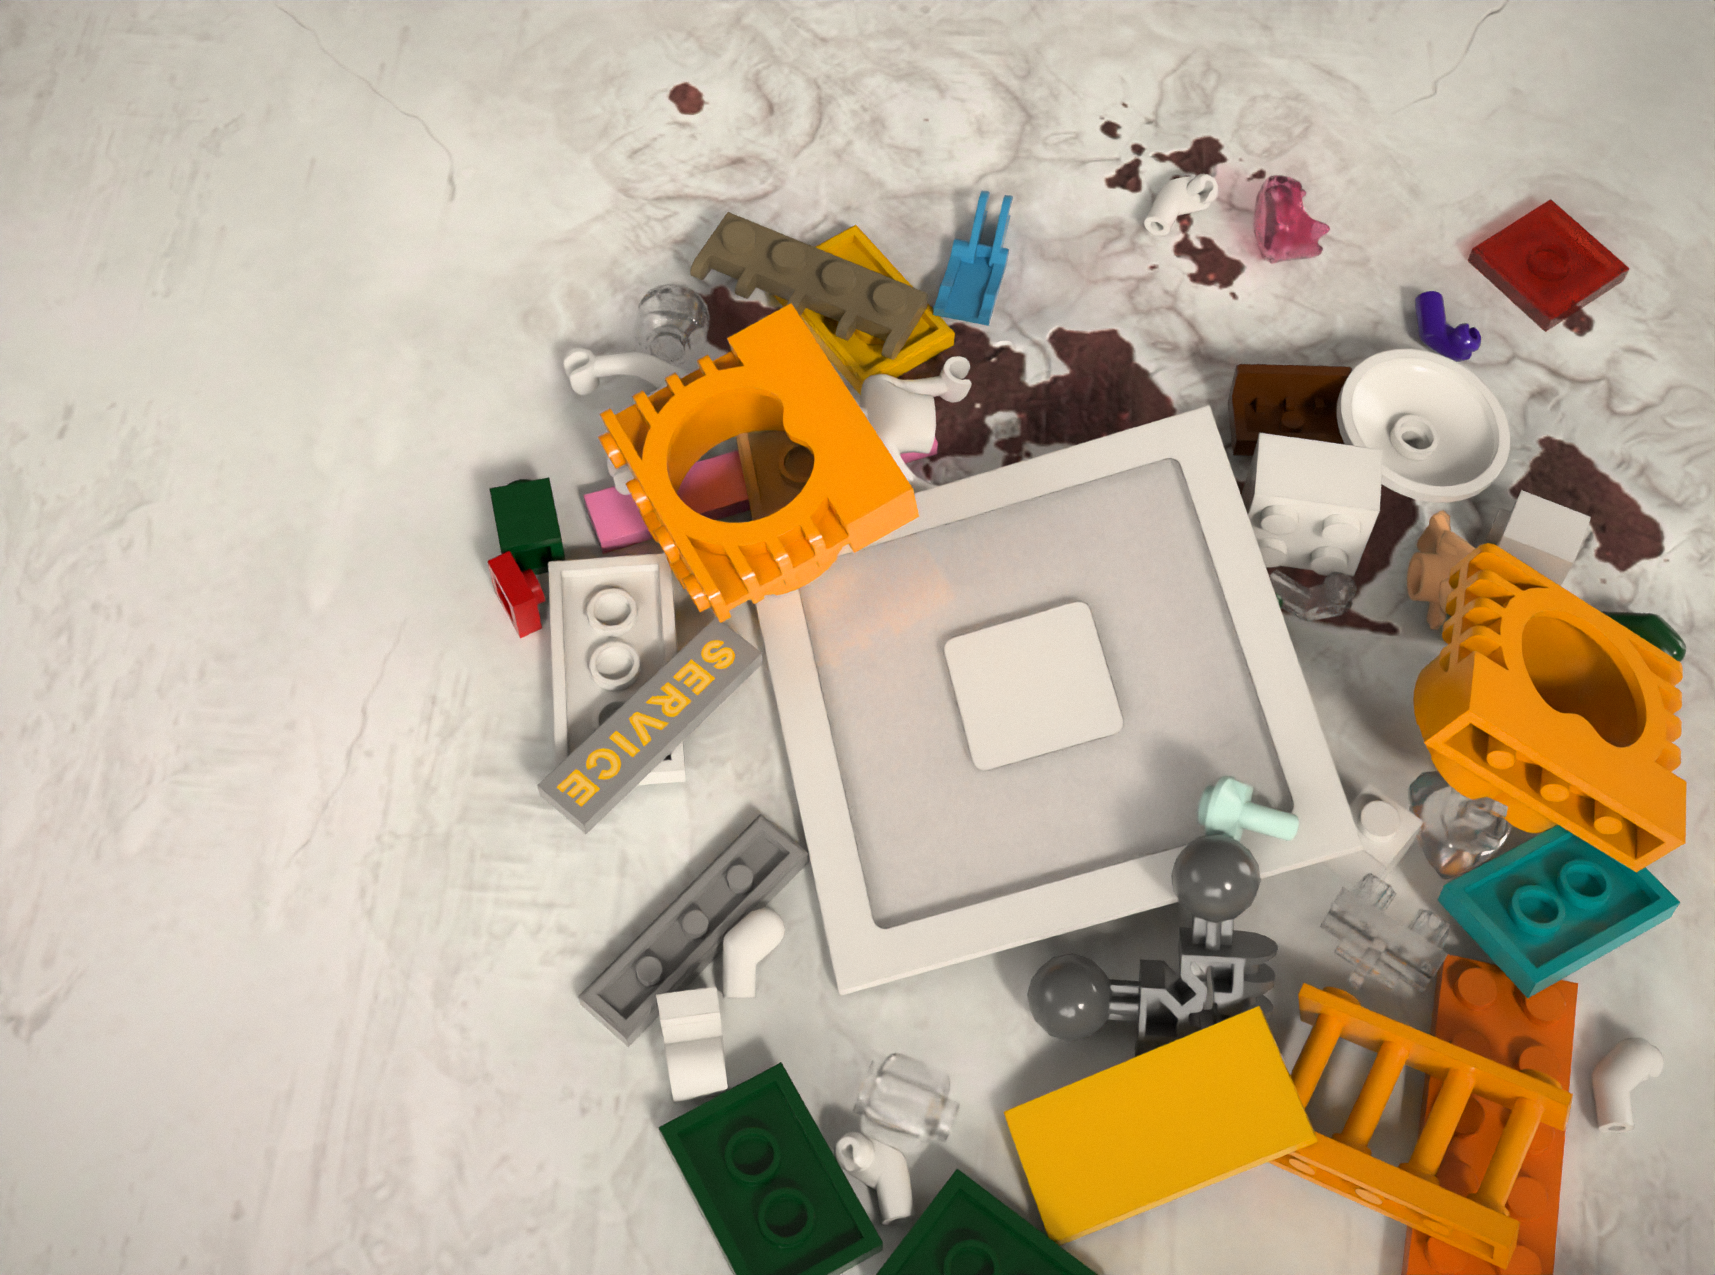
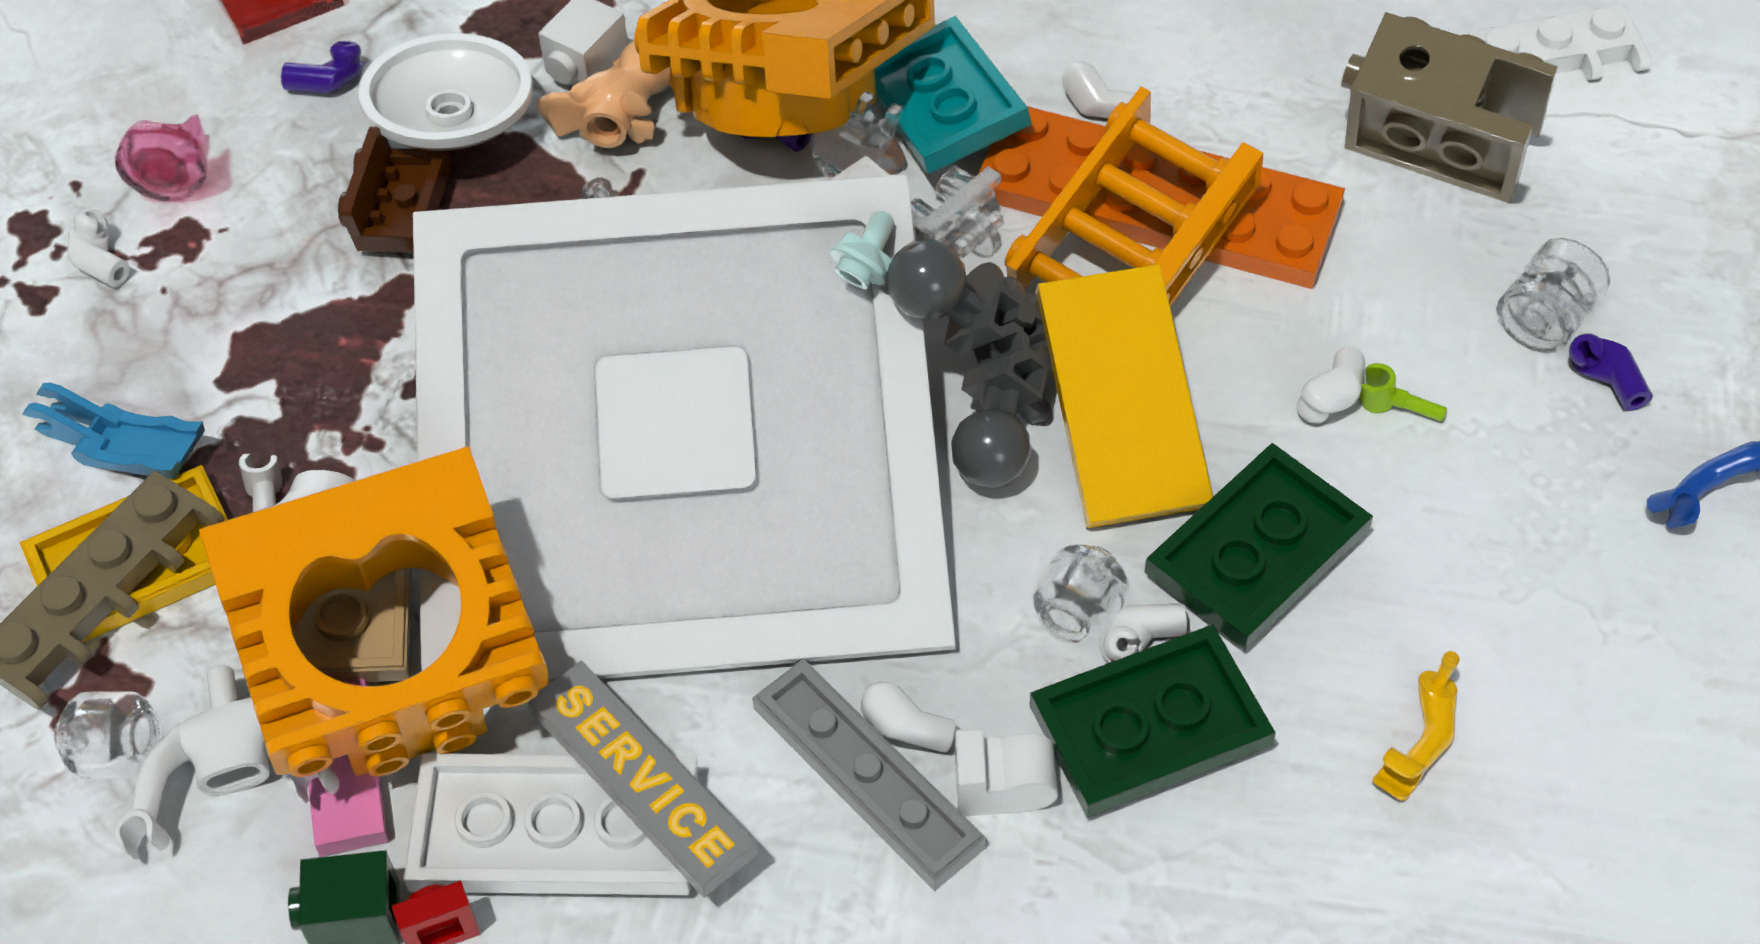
camera: 80 degrees left, 5 degrees down
(1312, 502) = (516, 159): white brick -> none

